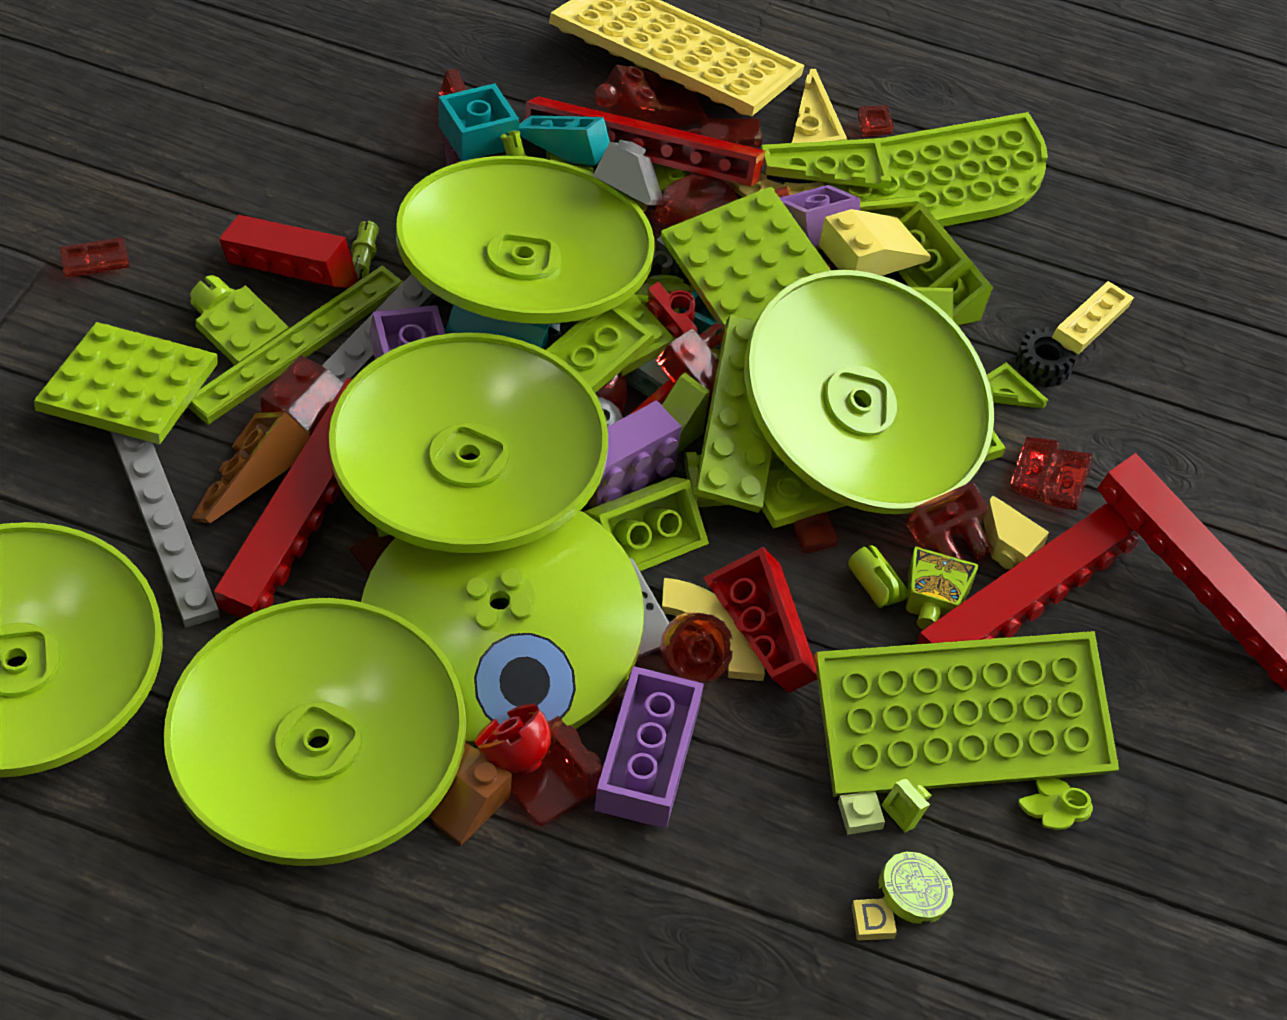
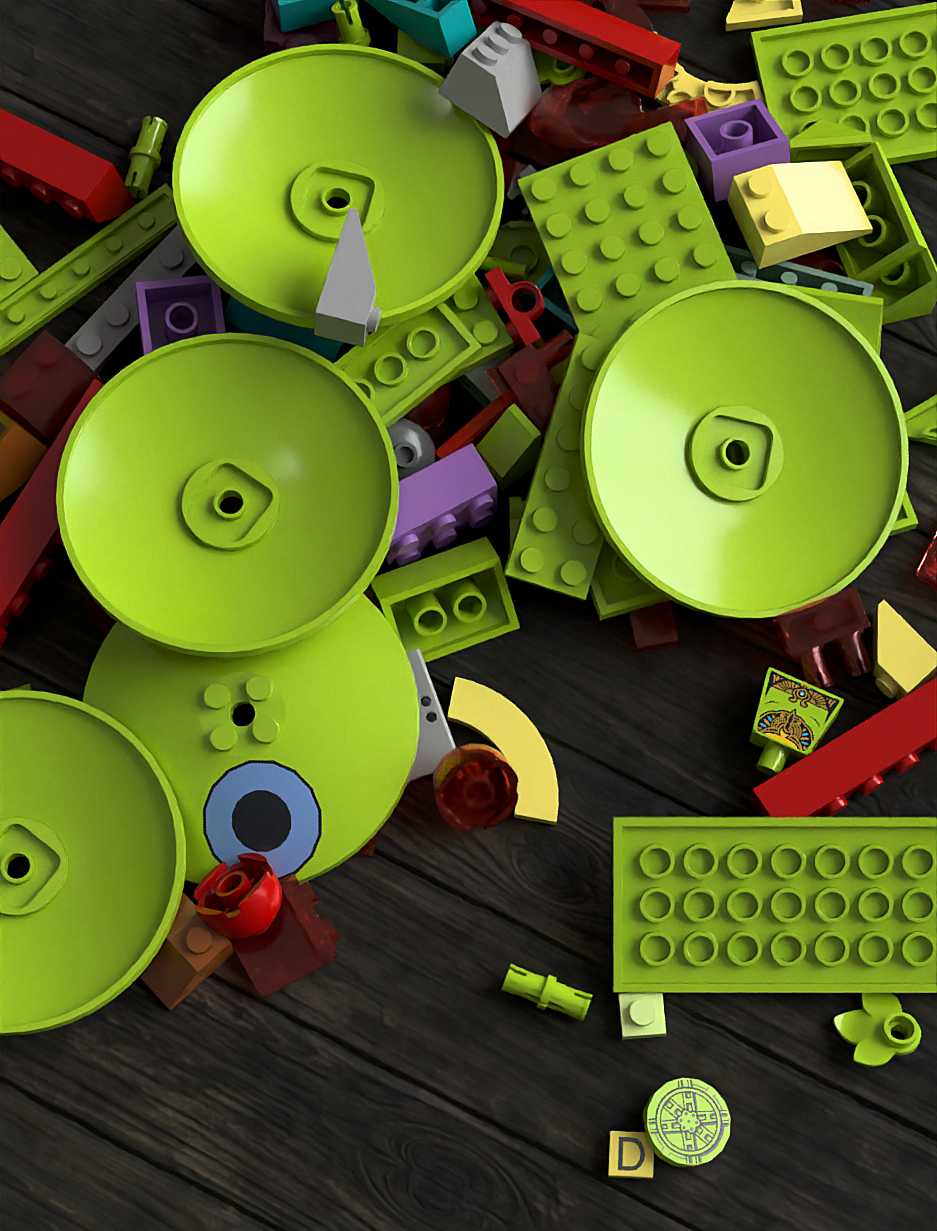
camera: 15 degrees right, 20 degrees up
(551, 288) = (349, 293): none -> light grey slope
(649, 747) = (399, 914): medium lavender brick -> none
(764, 612) = (569, 748): red wedge -> none
(780, 799) = (547, 992): none -> lime pin
(840, 162) = (776, 60): lime wing -> none
(877, 577) = (718, 699): lime arm -> none
(906, 804) = (696, 1014): lime tile -> none

